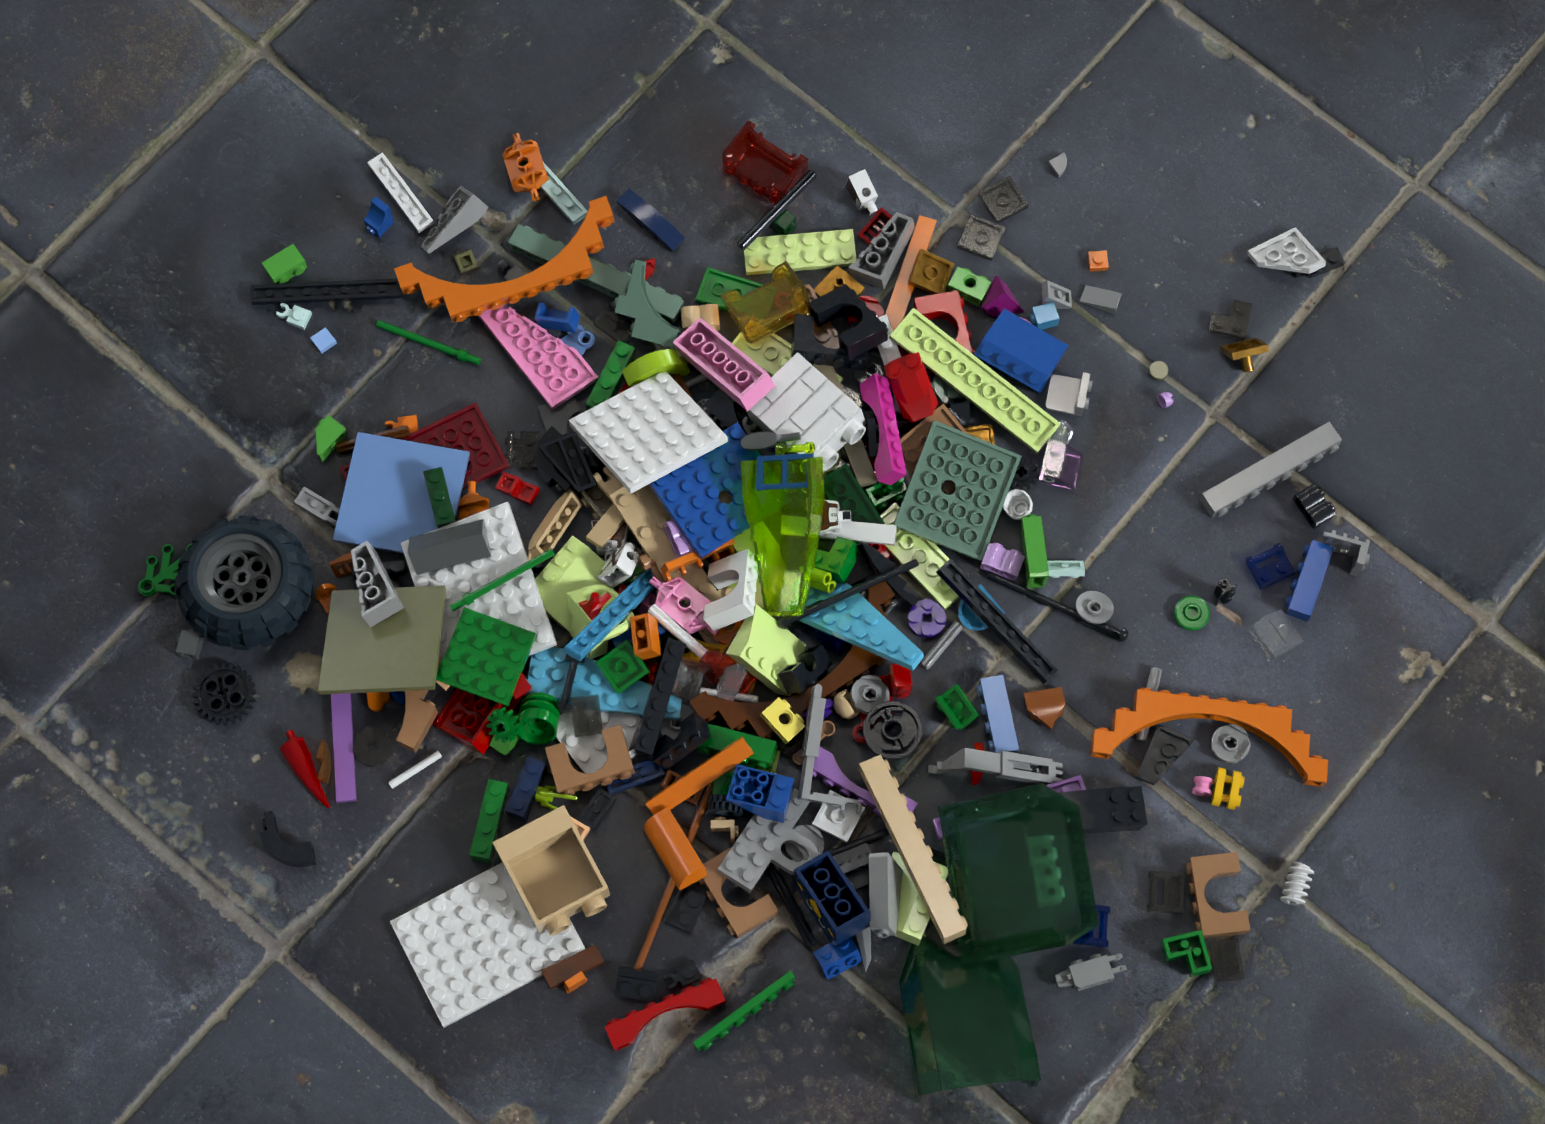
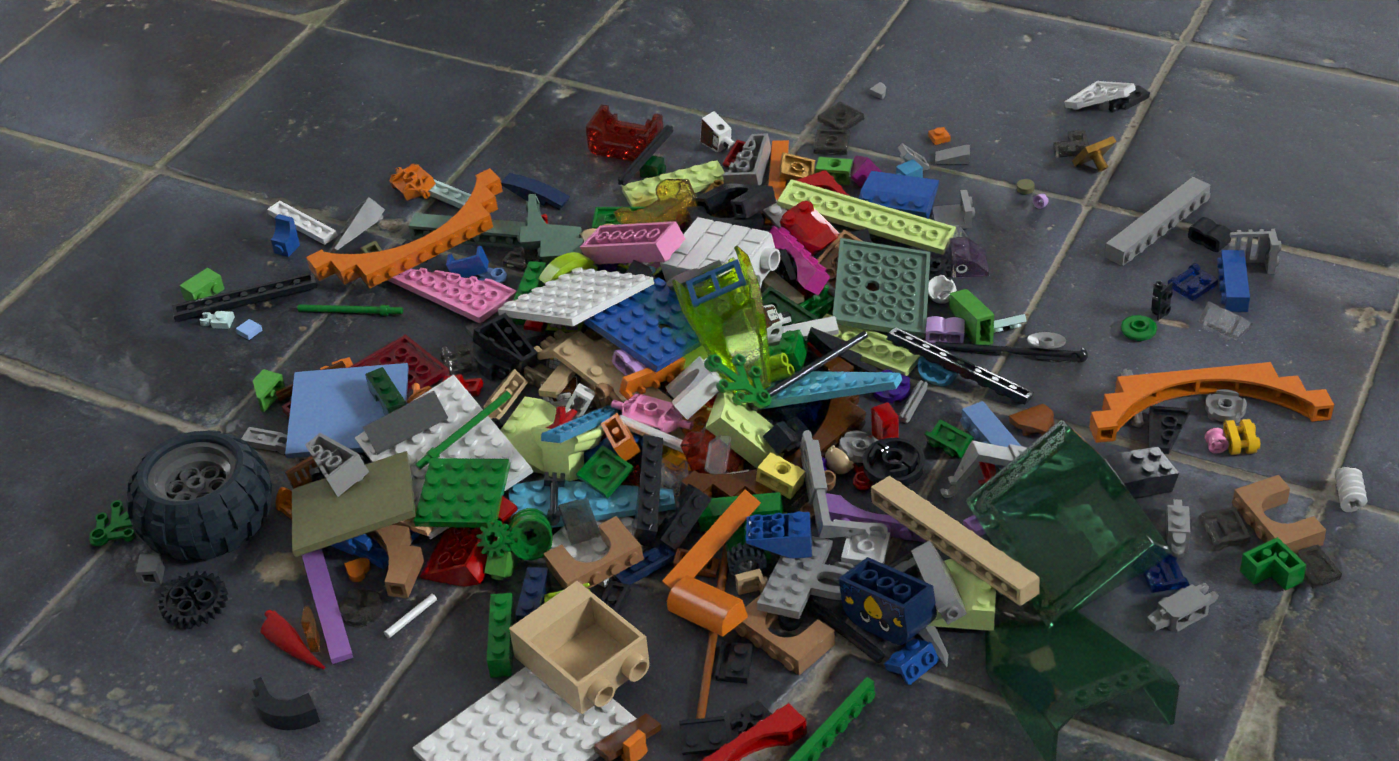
camera: 10 degrees left, 30 degrees down
(773, 610) = (757, 396): none -> green plant
(1121, 884) = (1178, 528): none -> light grey hinge

